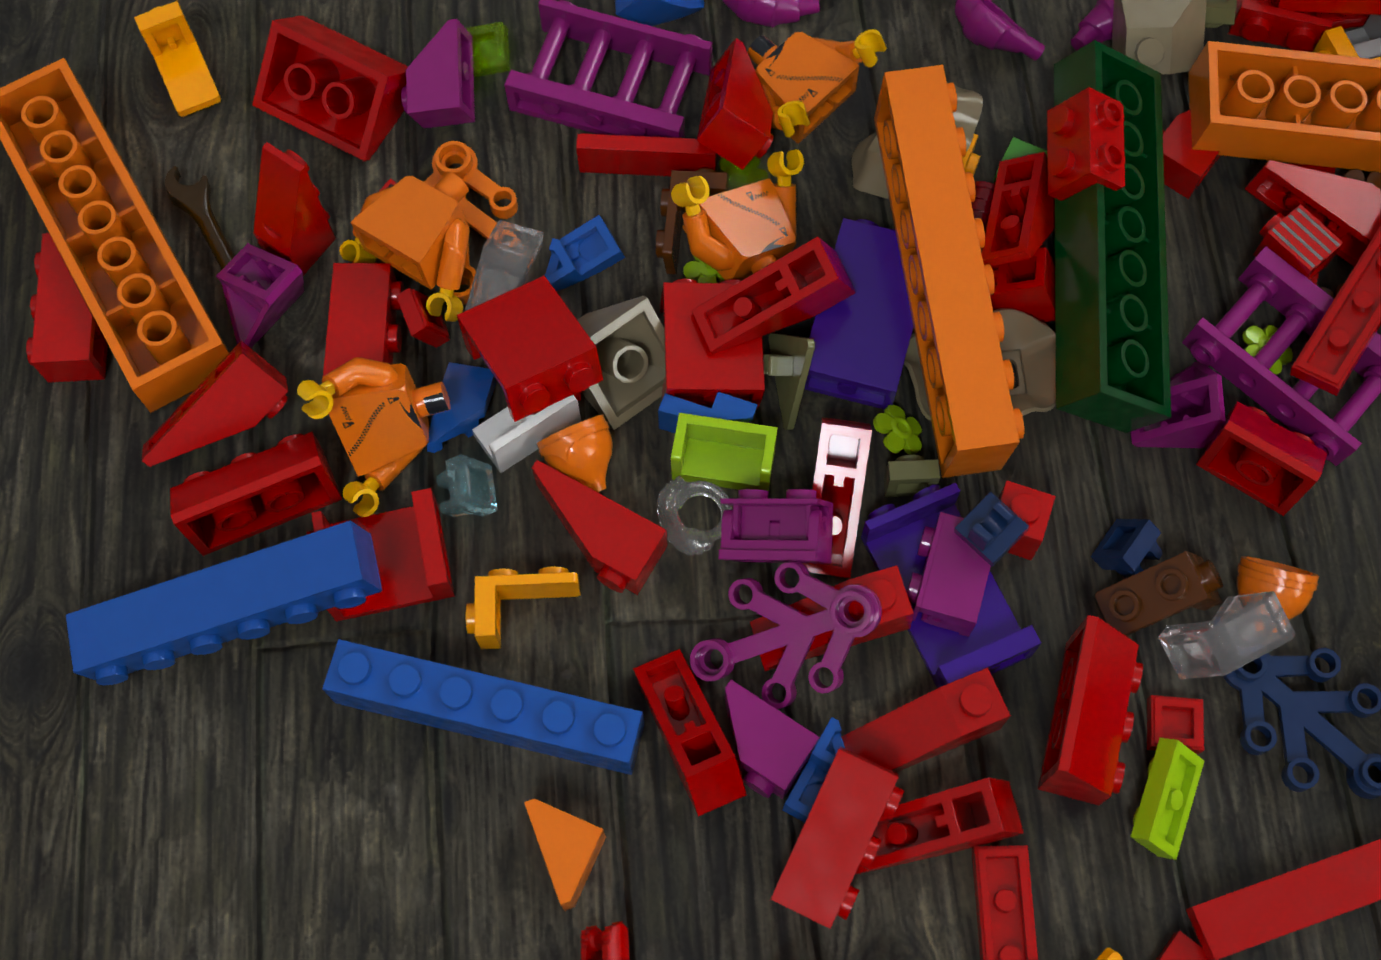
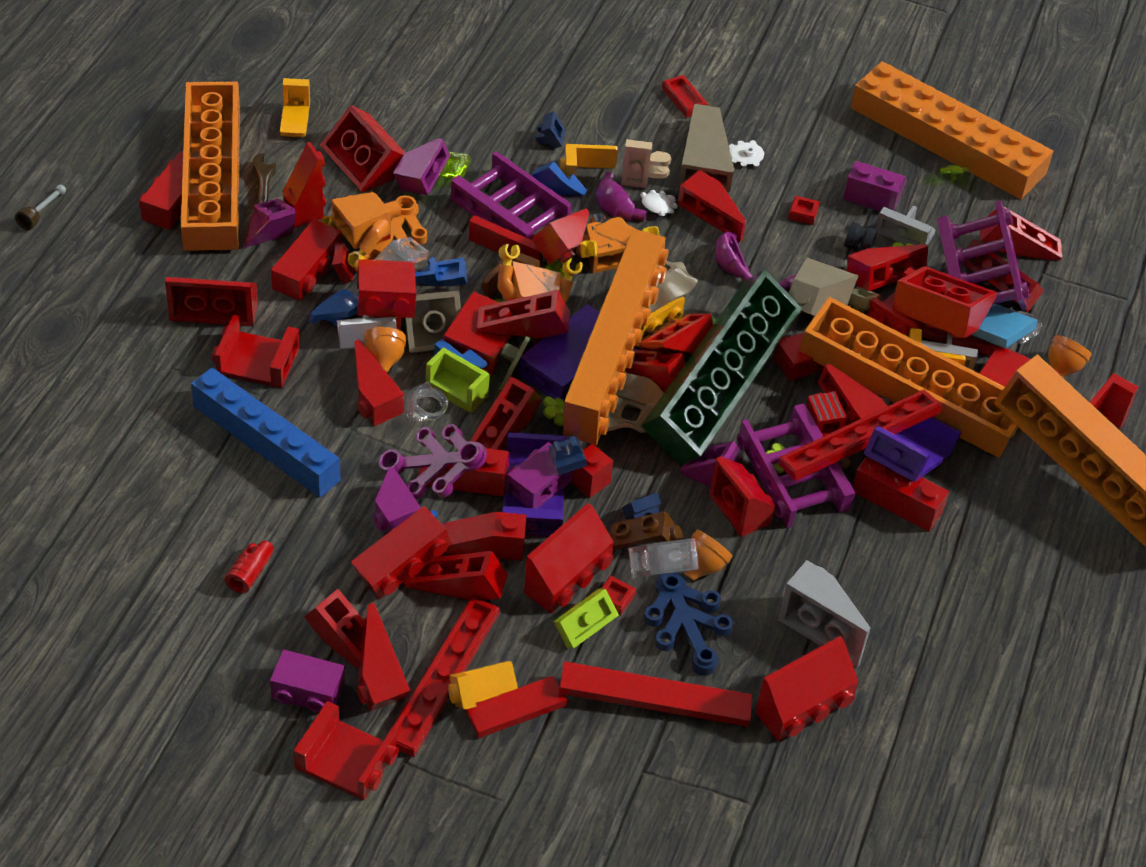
camera: 20 degrees right, 20 degrees down
(224, 404) = (226, 255): red slope -> none
(224, 604) = (167, 331): blue brick -> none
(377, 420) = (291, 288): orange torso -> none
(469, 487) = (318, 342): clear light blue tile -> none
(484, 615) = (308, 389): light orange bracket -> none
(567, 847) = (267, 506): orange slope -> none
(690, 732) = (359, 488): red slope -> none
(777, 528) = (468, 414): magenta hinge -> none
(910, 475) = (547, 426): olive plate -> none
(1085, 144) = (731, 312): red bracket -> none

